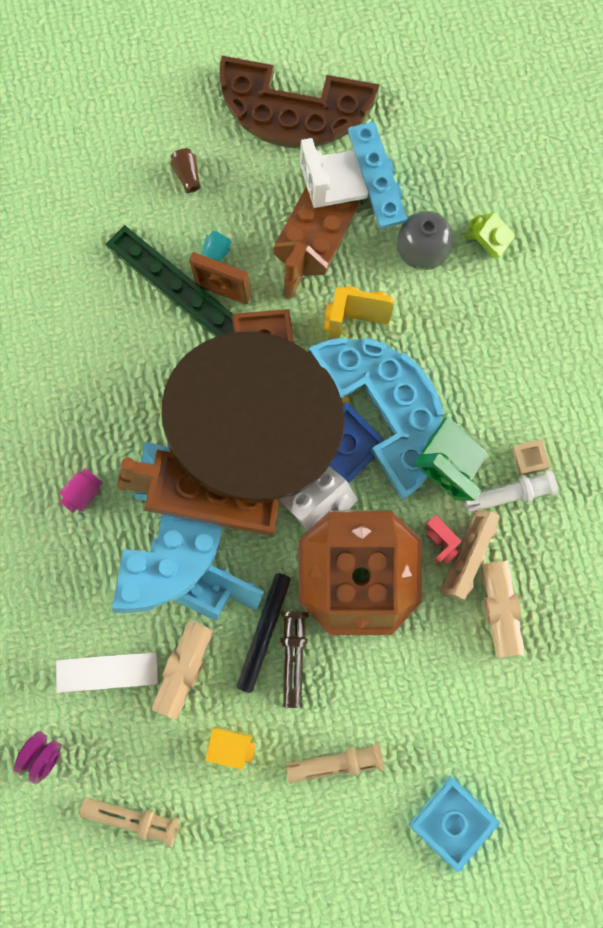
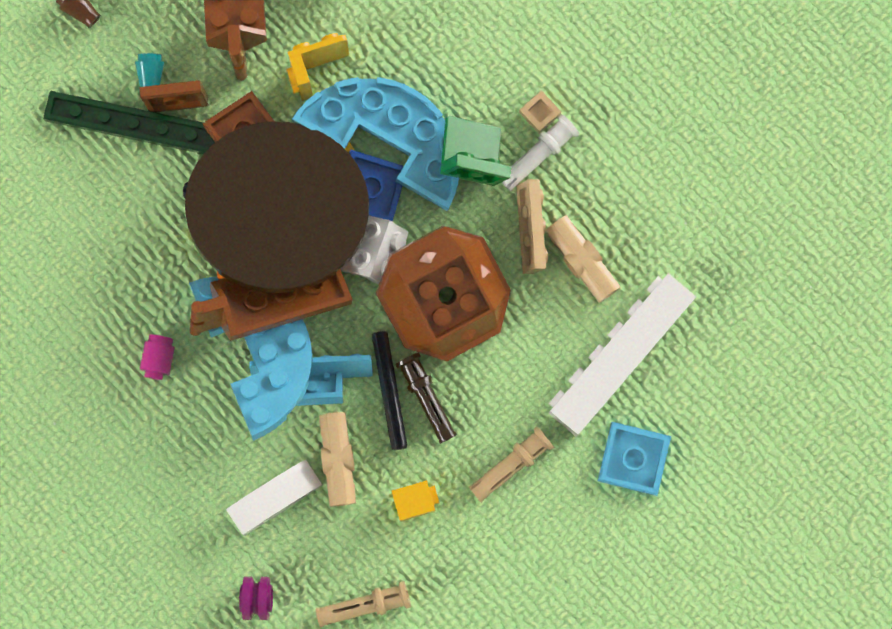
camera: 30 degrees left, 5 degrees up
(439, 535) = (497, 223): coral bracket -> none
(494, 718) = (621, 355): none -> white brick

